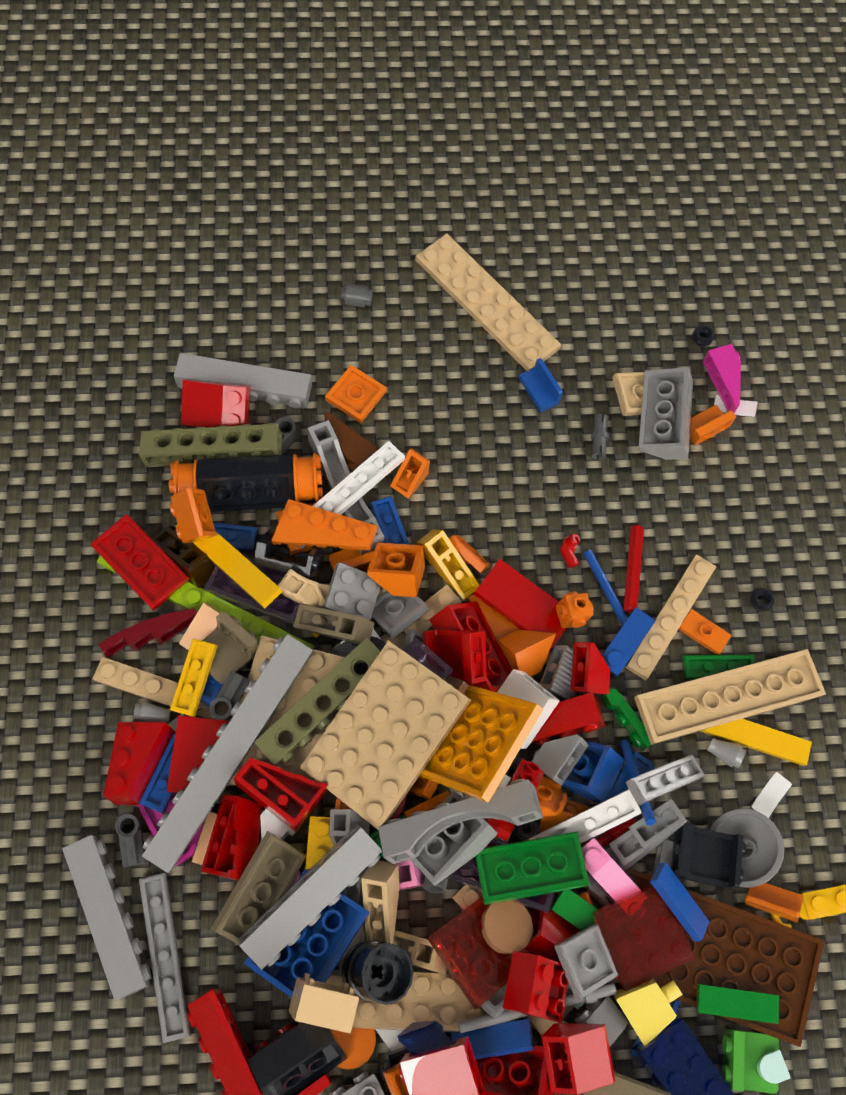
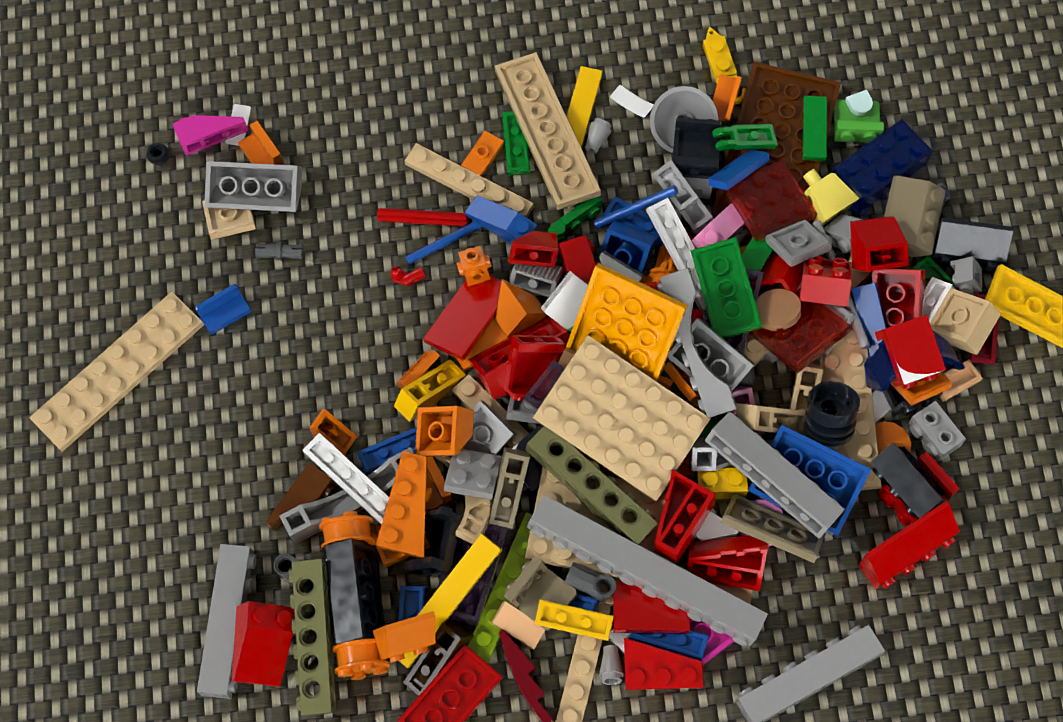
camera: 85 degrees left, 0 degrees up
(131, 843) = (739, 664): dark grey piece -> none
(164, 958) = (837, 619): light grey tile -> none
(323, 1004) = (867, 447): tan container -> none
(355, 393) = (237, 498): orange plate -> none
(357, 295) = (113, 507): dark grey brick -> none
(665, 779) = (631, 182): light grey tile -> none
(722, 917) = (746, 137): none -> green hinge
(766, 595) = (446, 98): black plate -> none

